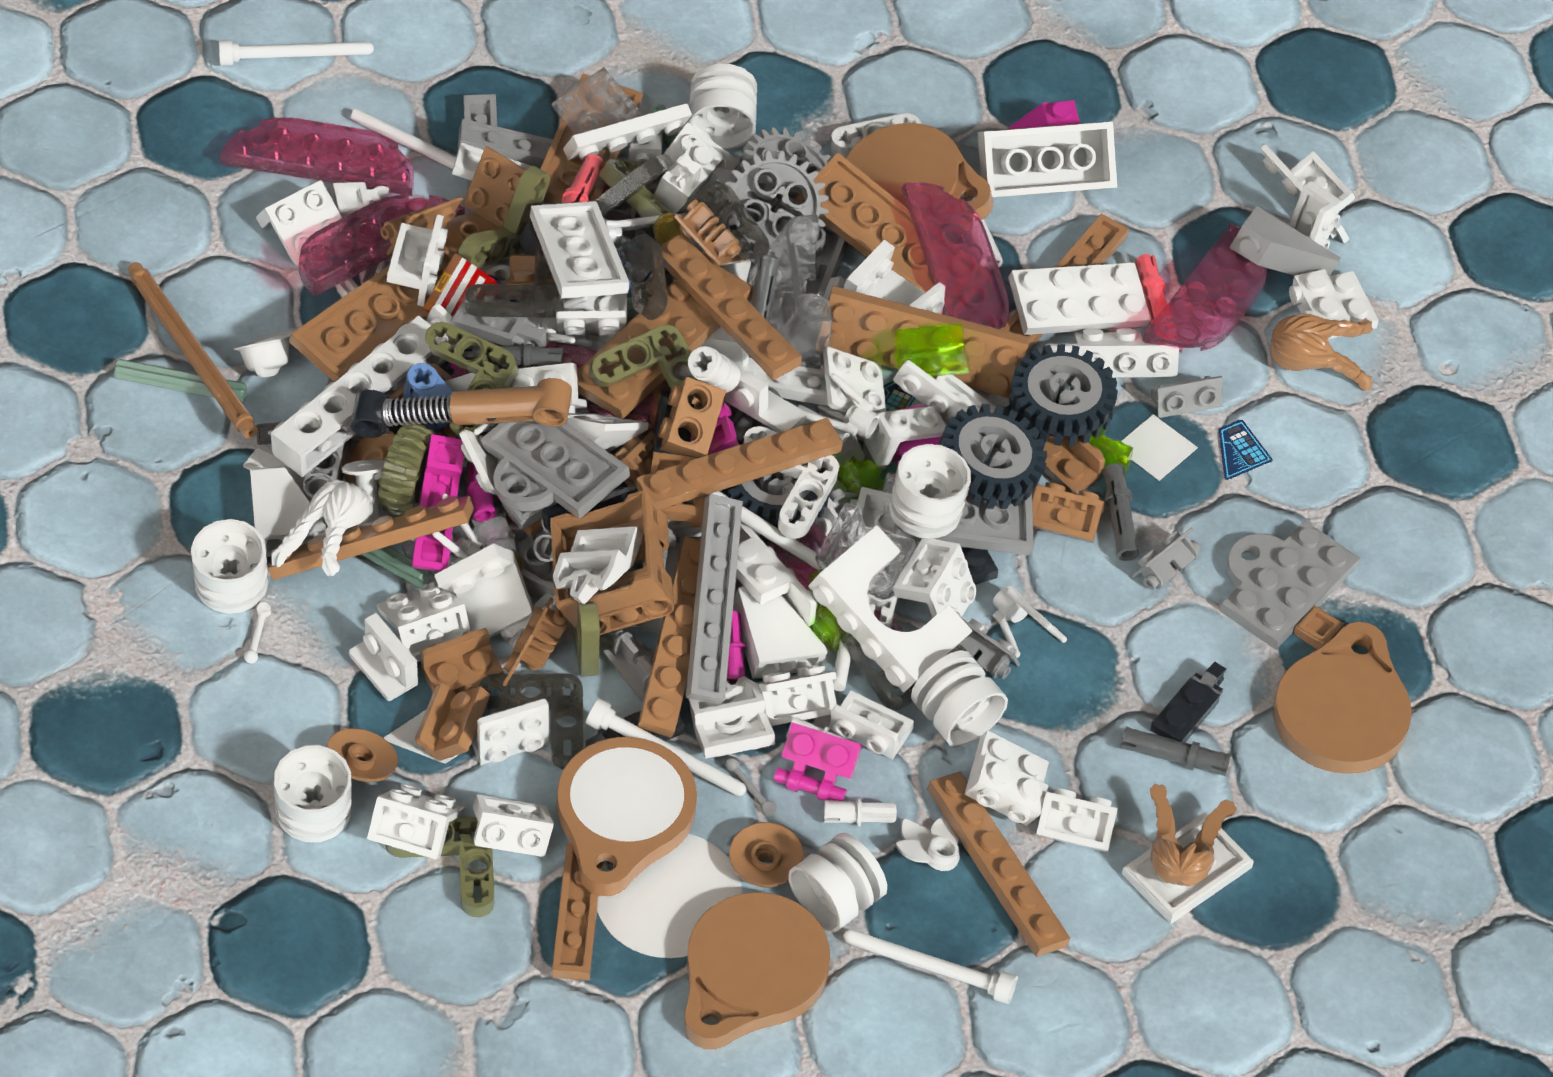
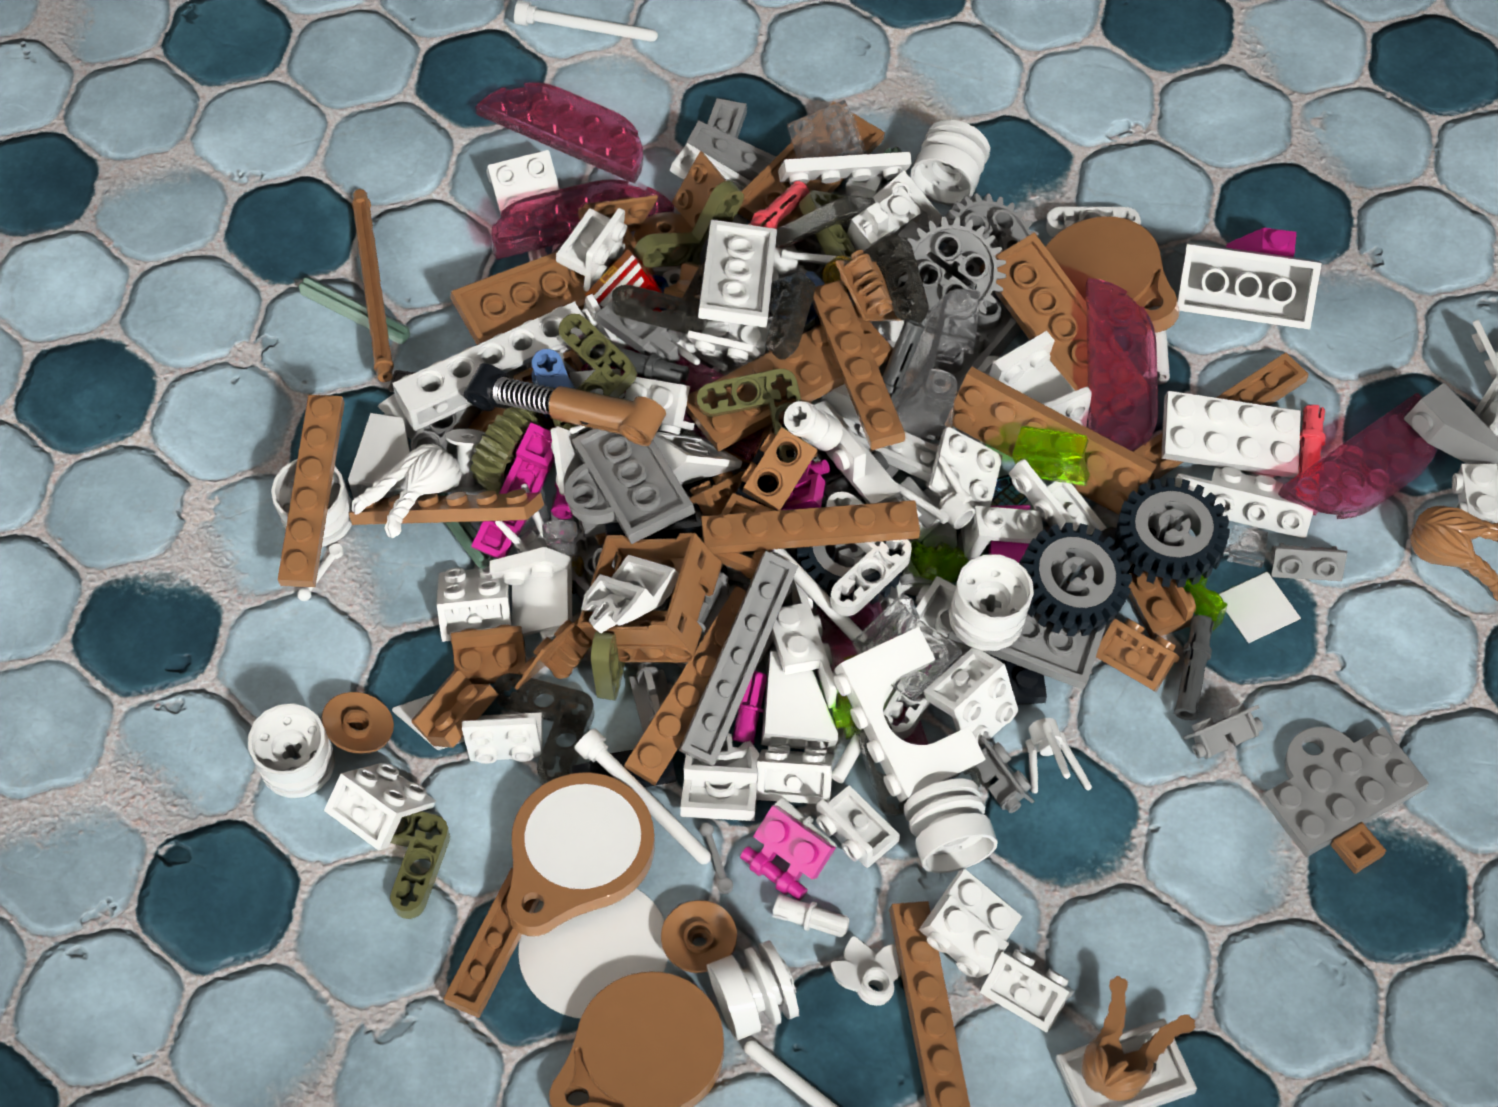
camera: 25 degrees right, 5 degrees up
(235, 550) = (311, 491): none -> medium nougat plate
(267, 353) = (434, 305): white piece -> none
(354, 196) = (580, 171): white plate -> none
(385, 659) = (417, 633): white bracket -> none
(403, 138) = (645, 123): white bar -> none
(512, 825) = (466, 834): white bracket -> none
(1131, 396) = (1247, 546): none -> clear plate
(1180, 752) = (1171, 950): dark grey pin -> none
(1190, 705) = (1191, 896): black hinge -> none
(1240, 450) = (1344, 632): dark blue sticker -> none
(1344, 706) = (1355, 941): medium nougat piece -> none

